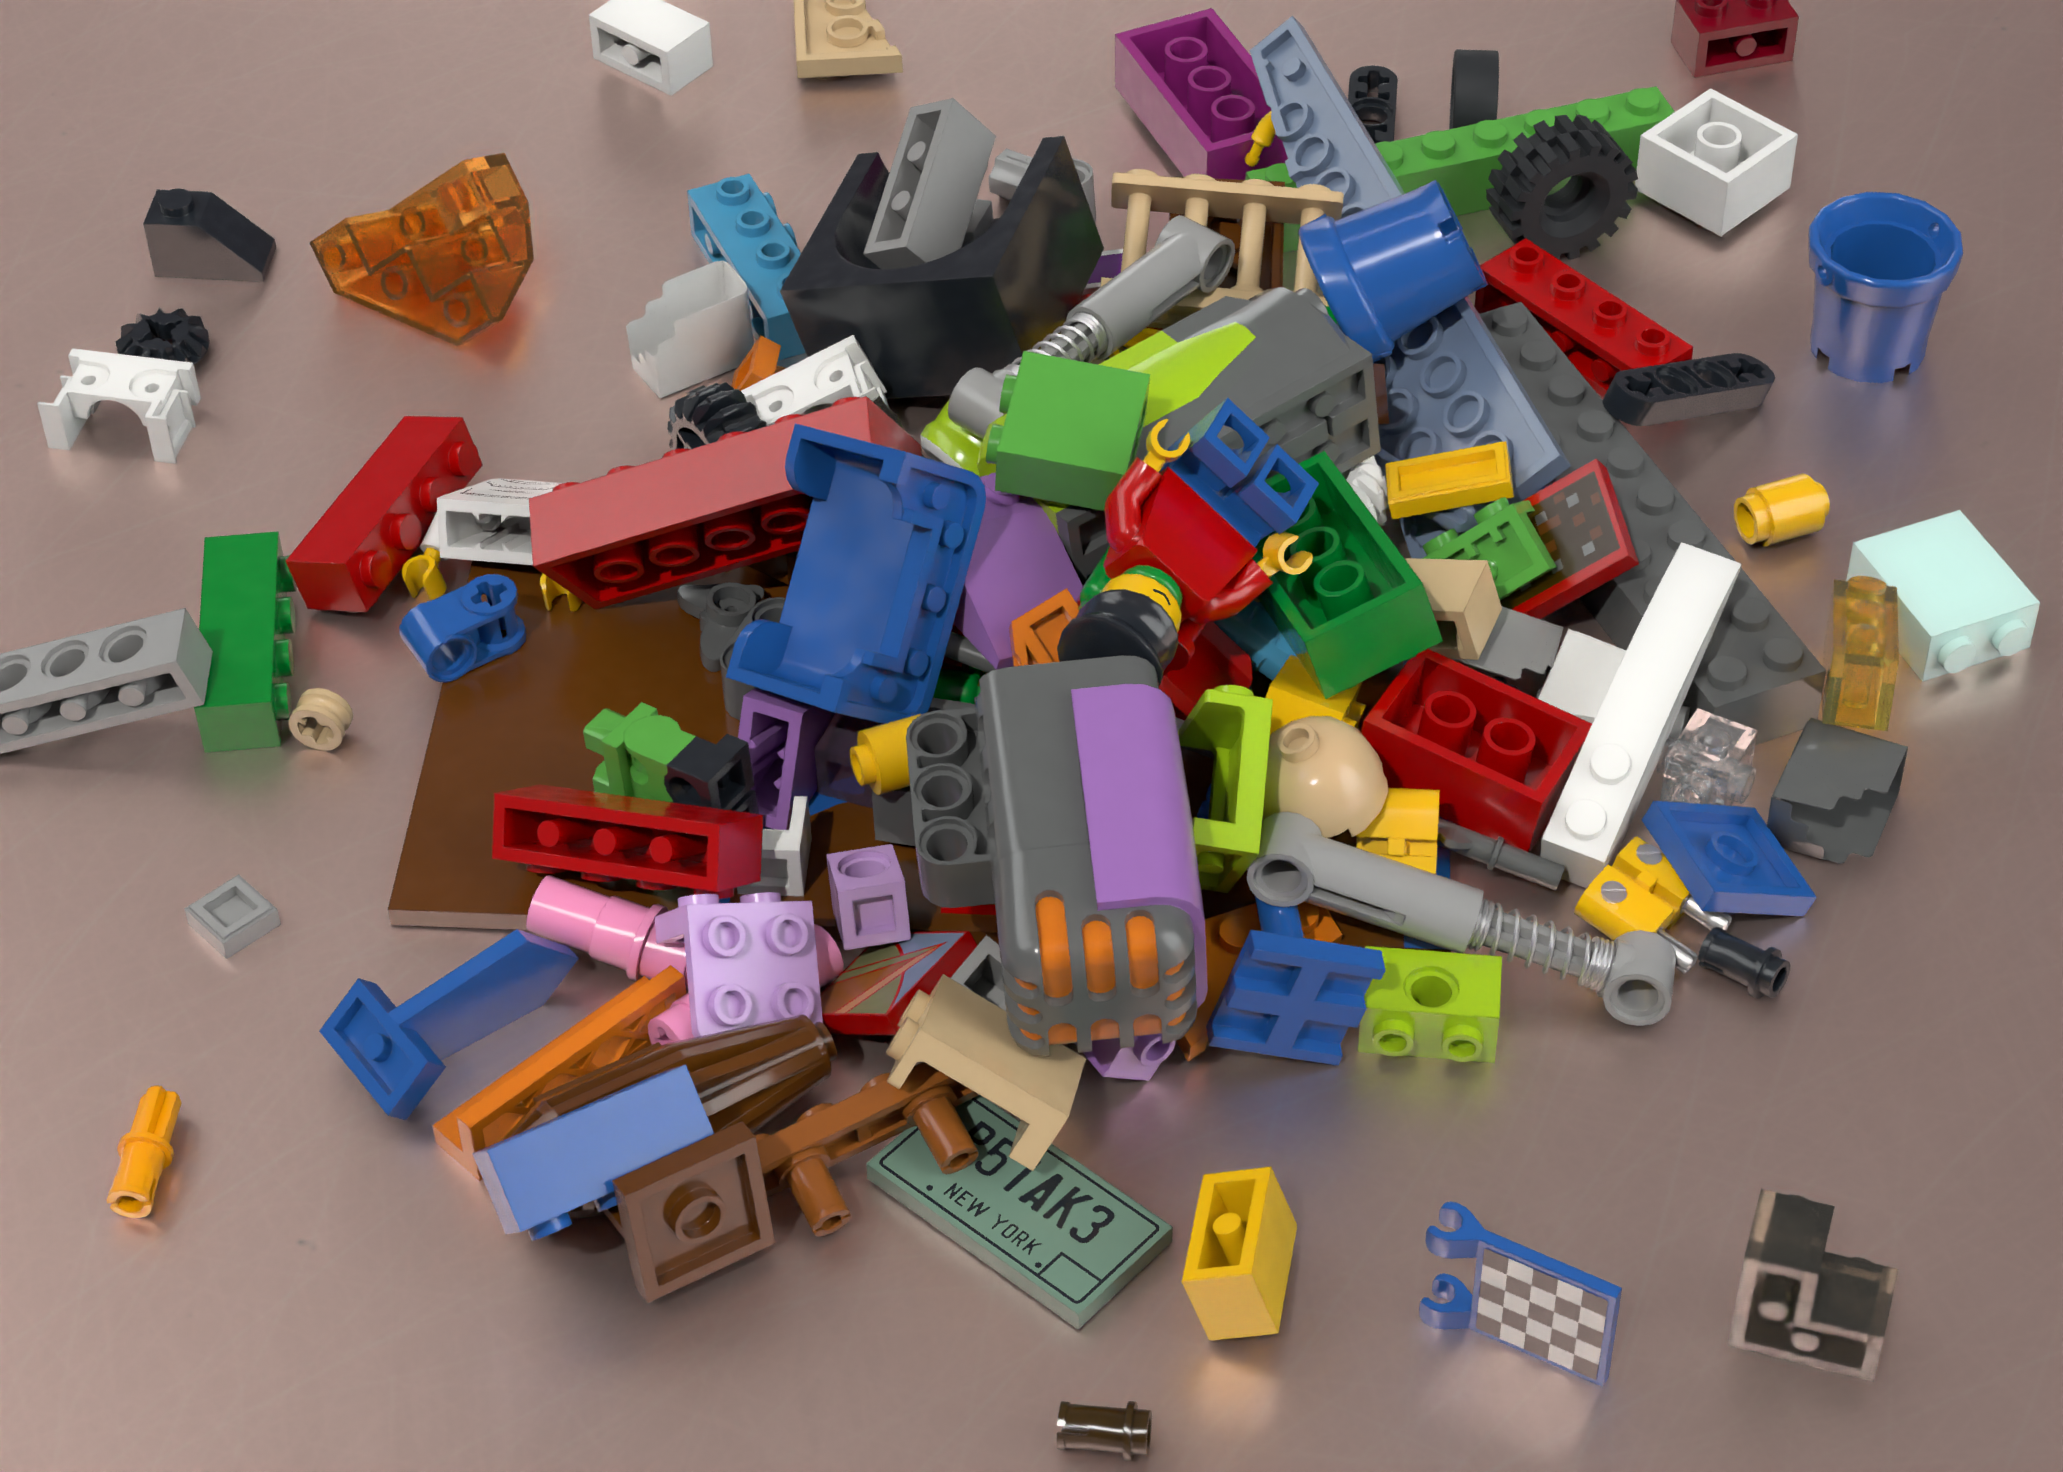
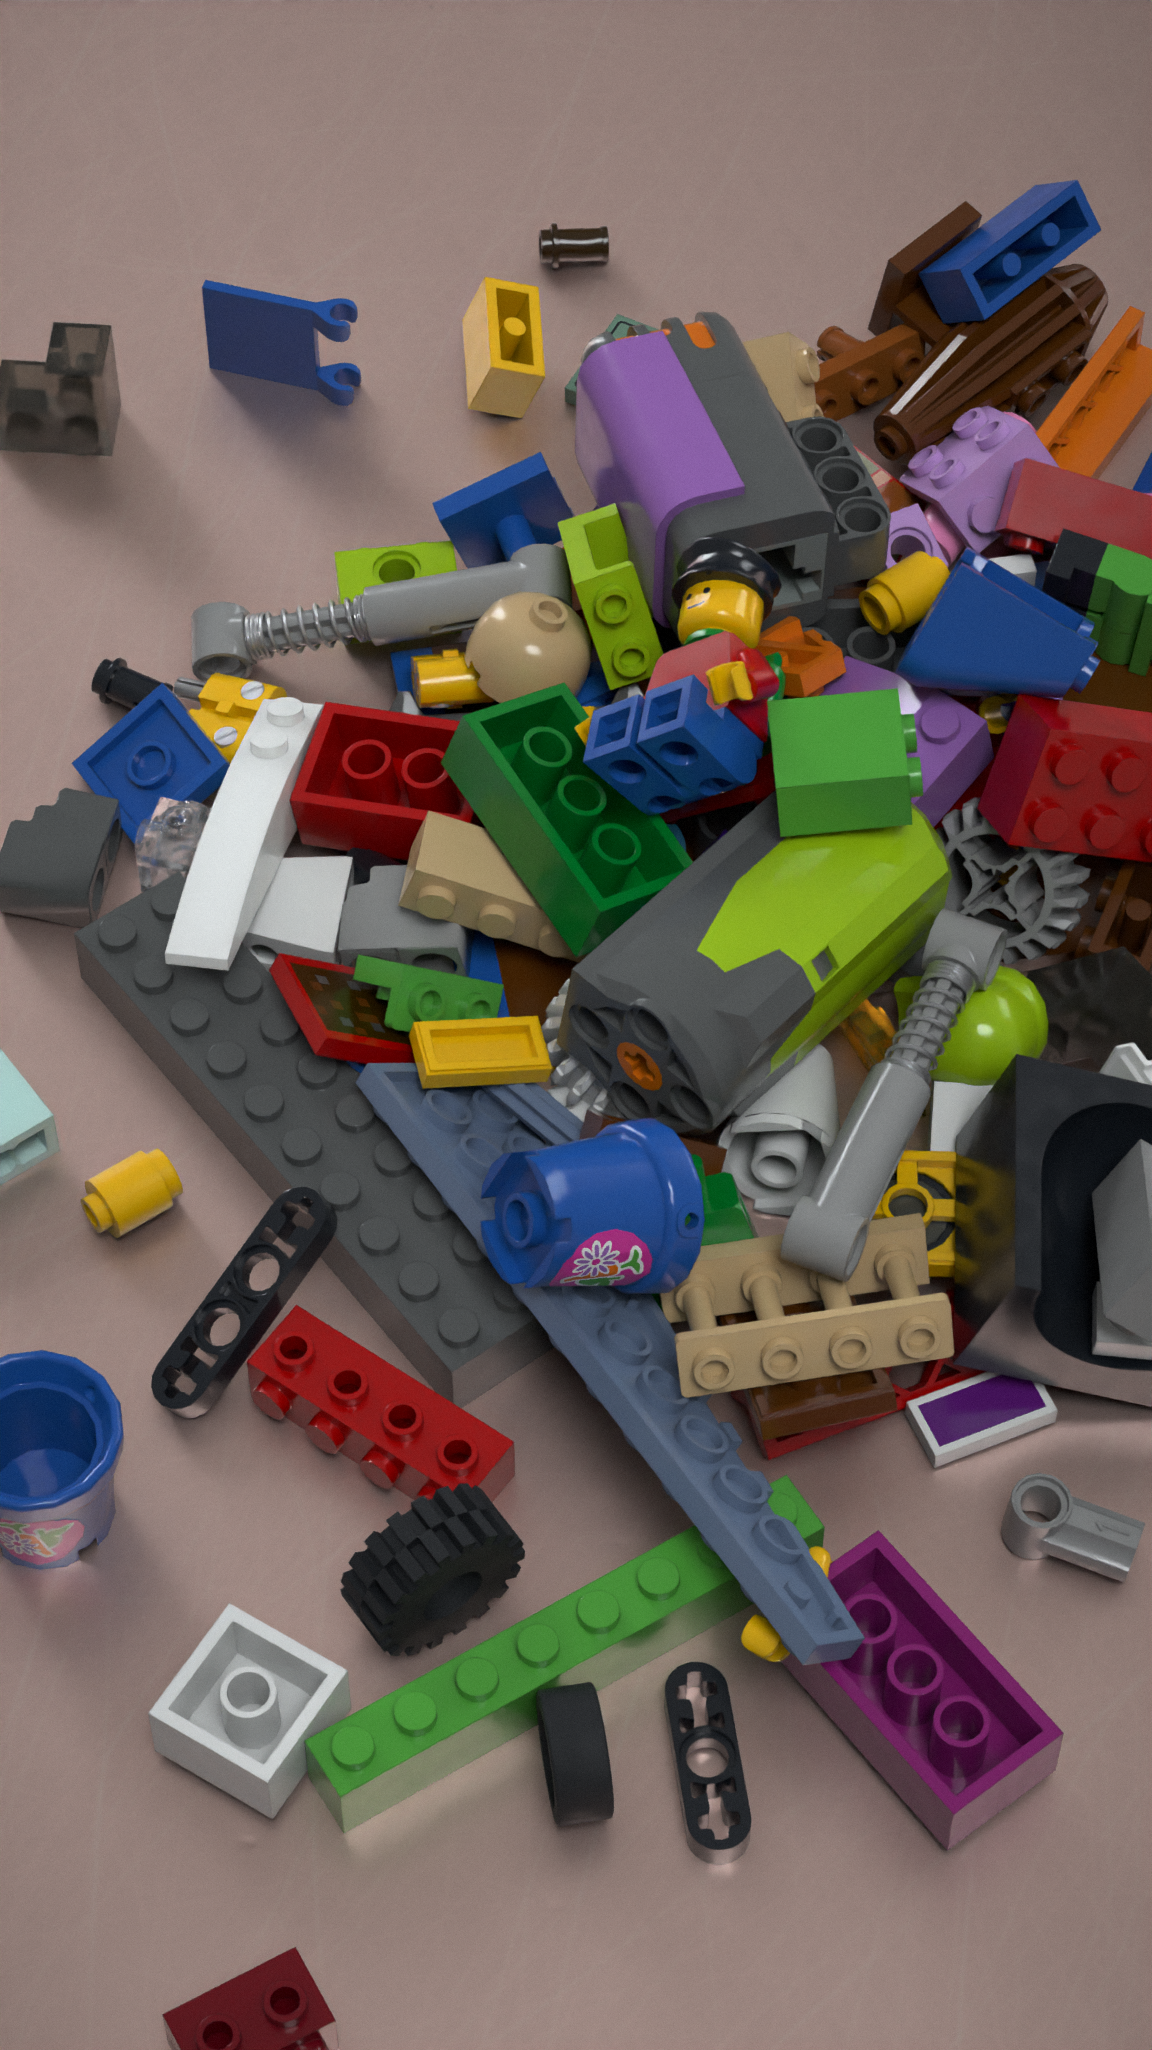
camera: 165 degrees right, 10 degrees up
(1860, 654) = (41, 968): clear yellow brick -> none

